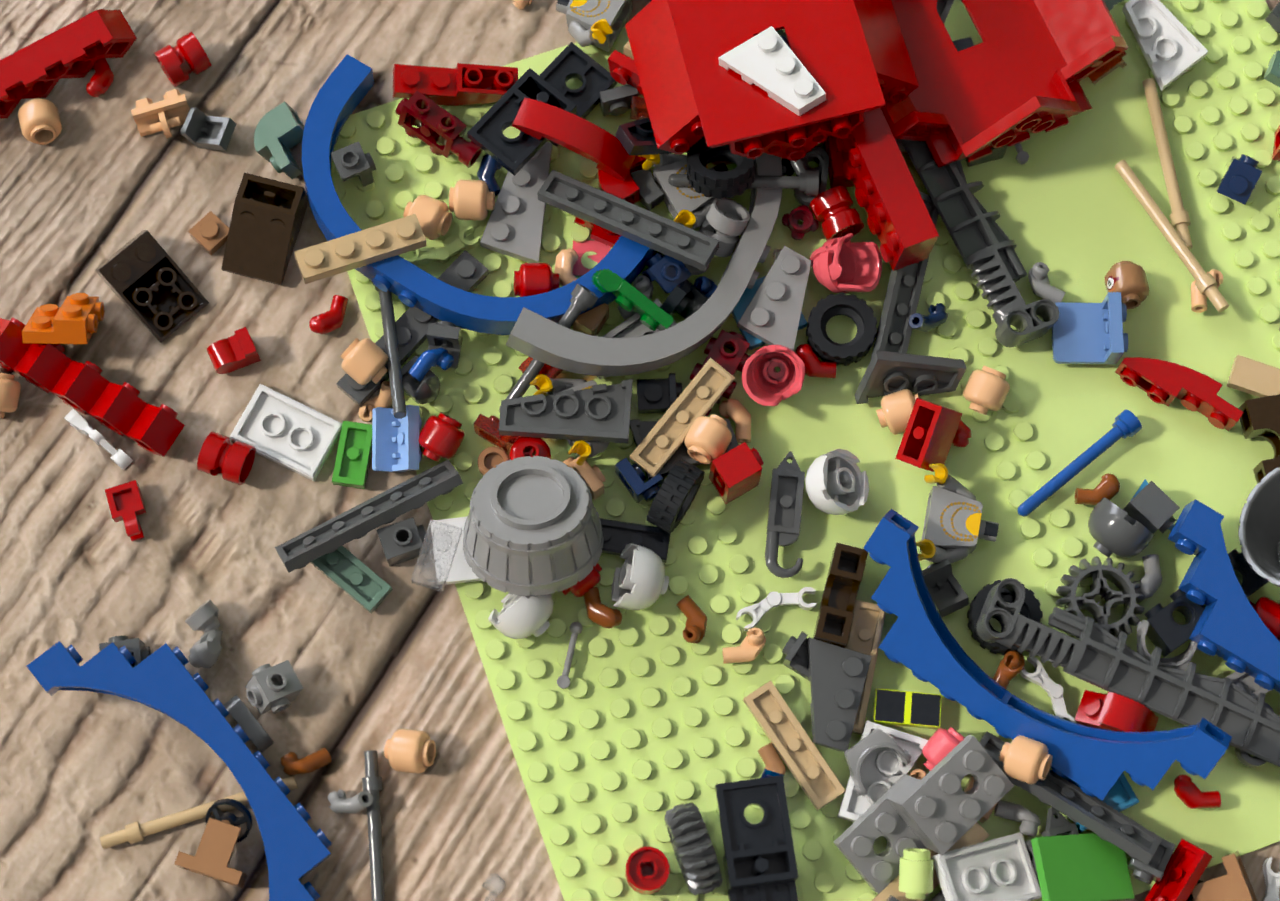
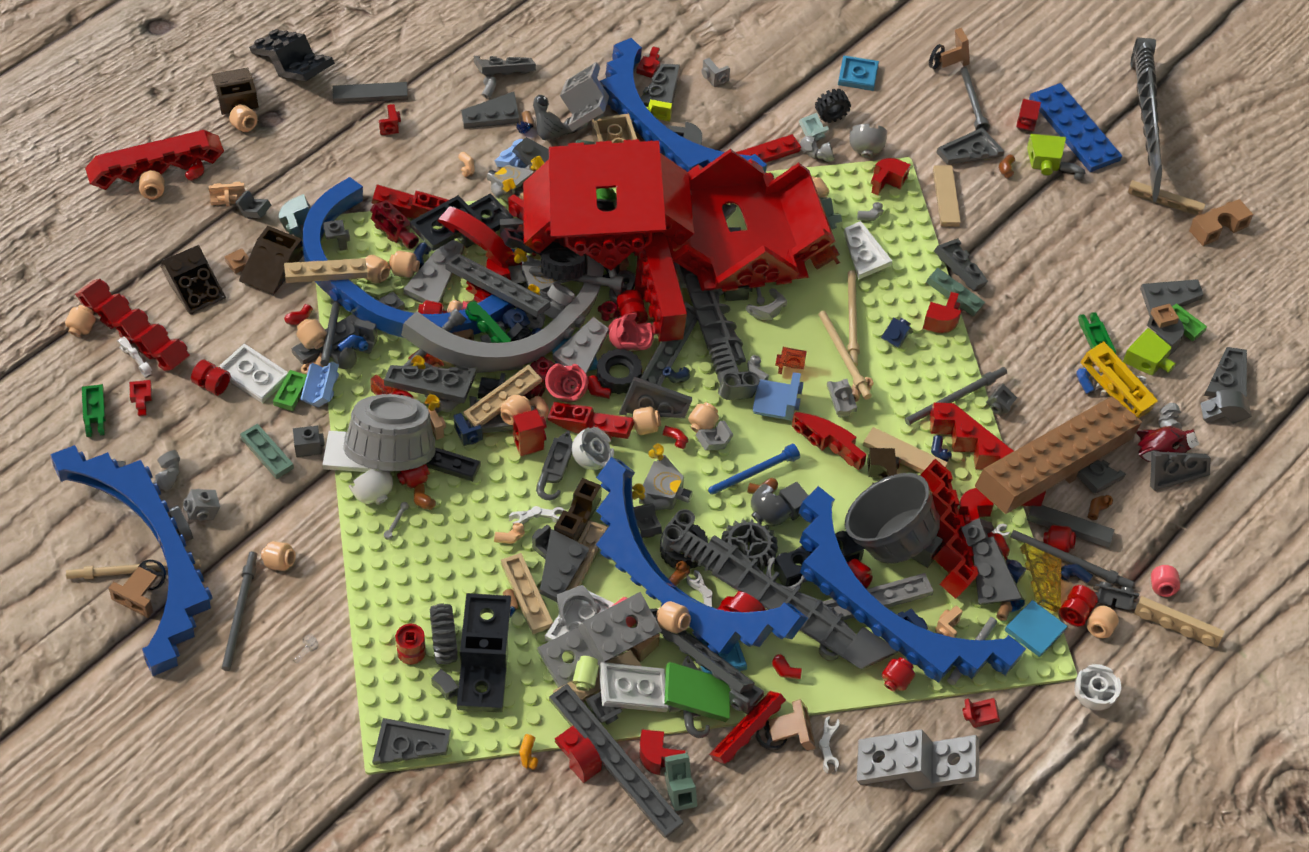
camera: 10 degrees right, 20 degrees down
(62, 545) = (93, 408): none -> green hinge
(69, 324) = (139, 286): orange plate -> none
(183, 59) = (255, 164): red wheel -> none
(233, 352) = (232, 324): red leg -> none
(308, 764) = (203, 553): dark orange arm -> none
(355, 804) = (225, 579): light grey arm -> none
(368, 516) = (281, 422): dark grey plate -> none
(436, 555) = (325, 446): clear plate -> none
(441, 437) = (348, 386): red head -> none
(639, 579) = (452, 482): white cylinder -> none
(675, 496) = (486, 438): black tyre -> none
(695, 622) = (482, 513): dark orange arm -> none
(775, 69) = (603, 203): white wing -> none
(818, 430) = (578, 417): none -> red slope
(907, 708) = (607, 586): black tile -> none
(928, 434) = (659, 428): red brick -> none
(1010, 419) = (715, 438): none -> light grey bracket
(1018, 813) = (662, 657): light grey arm -> none
(1040, 179) = (768, 311): none -> light grey helmet
(1093, 256) = (791, 358): none -> clear red bracket
(1130, 281) = (811, 375): medium nougat head -> none
(1153, 578) = (787, 541): light grey arm -> none
(1184, 313) = (842, 397): none -> light grey hips

